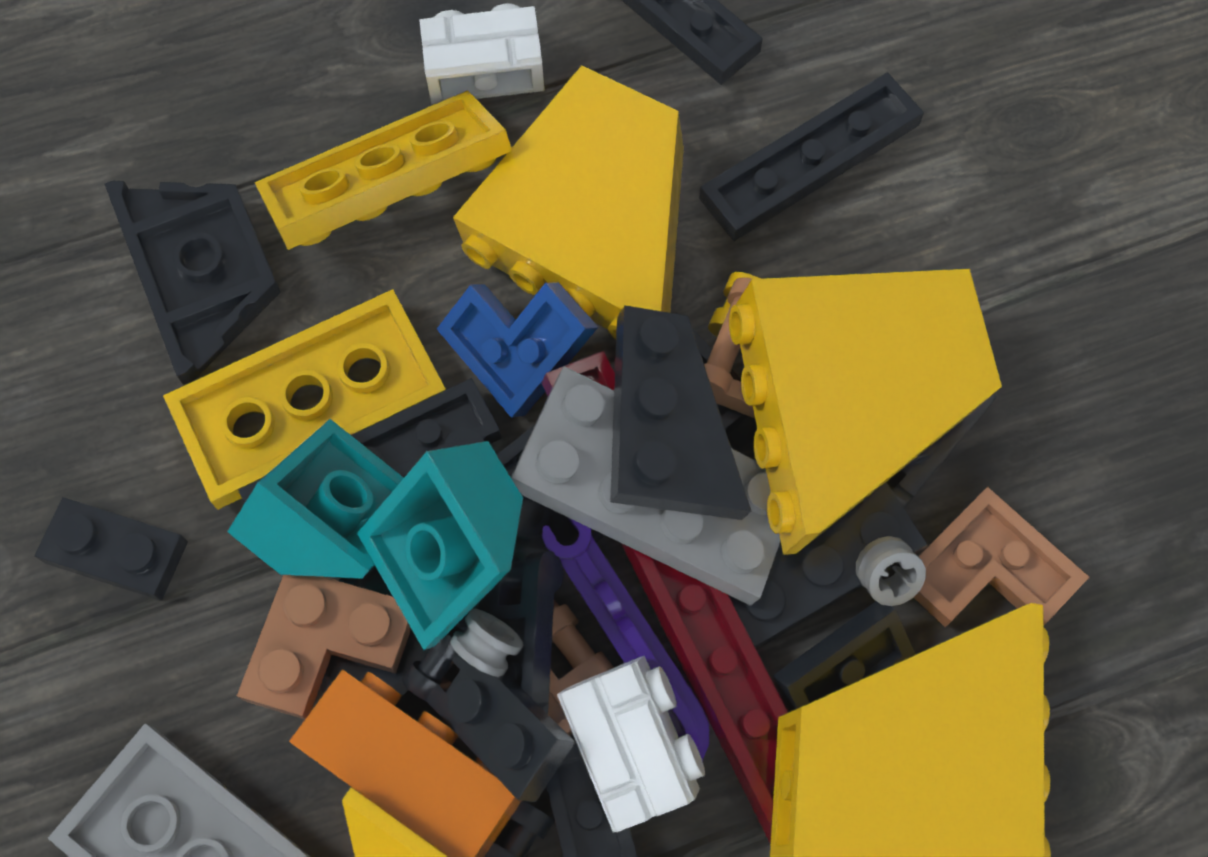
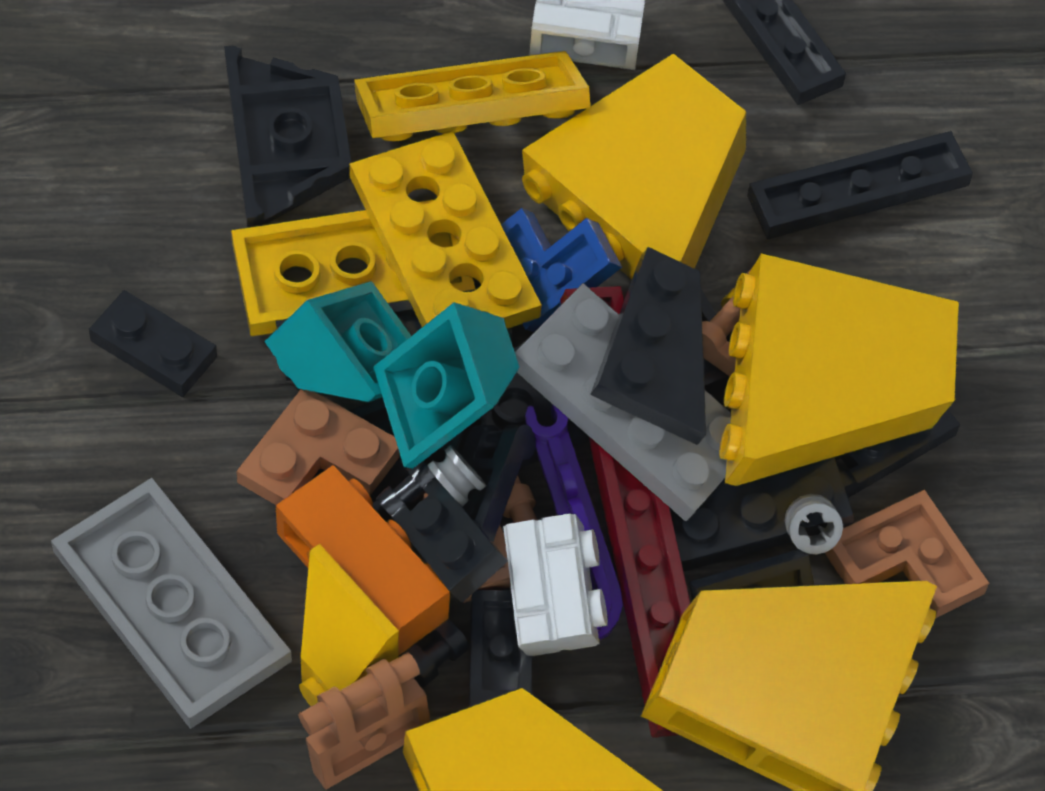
camera: 10 degrees right, 10 degrees down
(407, 304) = (459, 209): none -> yellow plate

